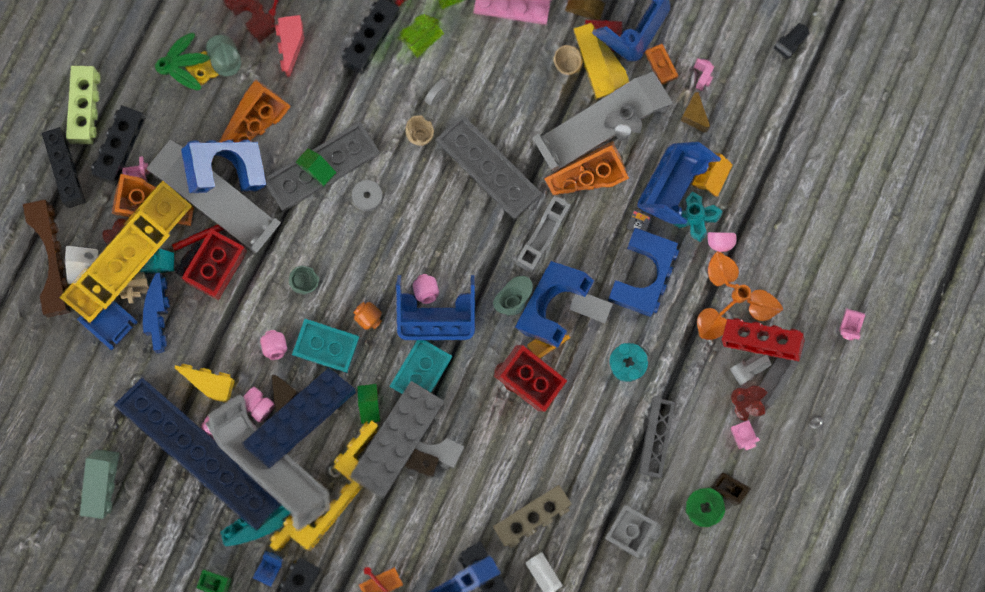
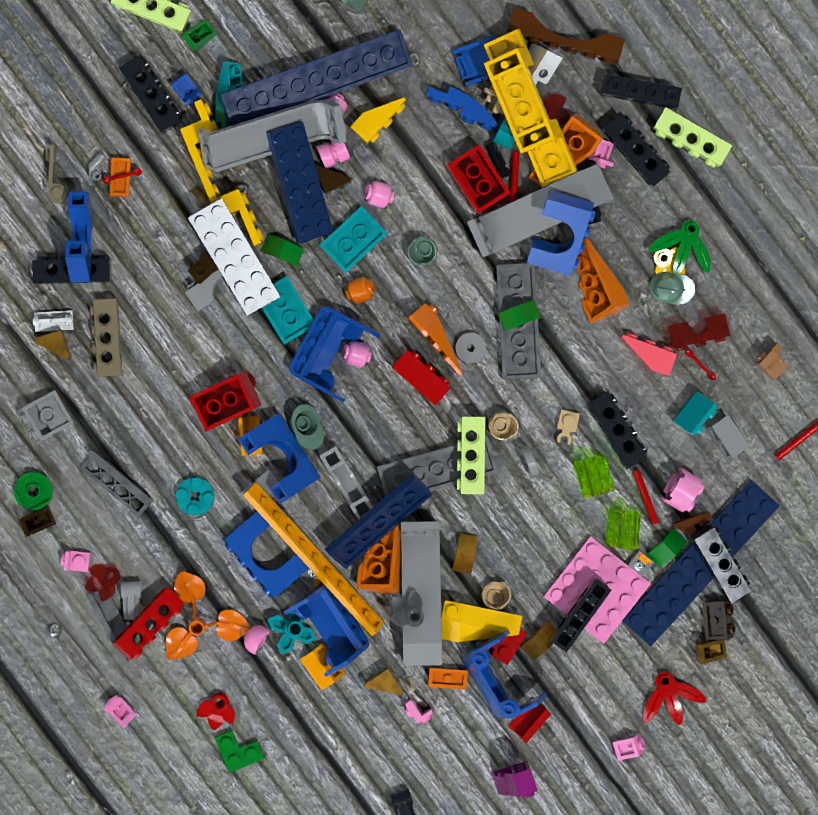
camera: 125 degrees right, 10 degrees up
(369, 234) = (430, 327): none -> orange wedge
(387, 80) = (567, 422): none -> tan plate
(414, 220) = (421, 376): none -> red brick
(447, 140) = (476, 485): none -> yellowish green brick
(546, 106) = (465, 553): none -> pearl gold slope
(561, 188) = (378, 521): none -> dark blue plate
(563, 561) = (56, 343): none -> pearl gold slope
(624, 228) = (313, 558): none -> light orange plate
(805, 242) = (216, 713): none -> red plate
(831, 206) = (236, 756): none -> green plate

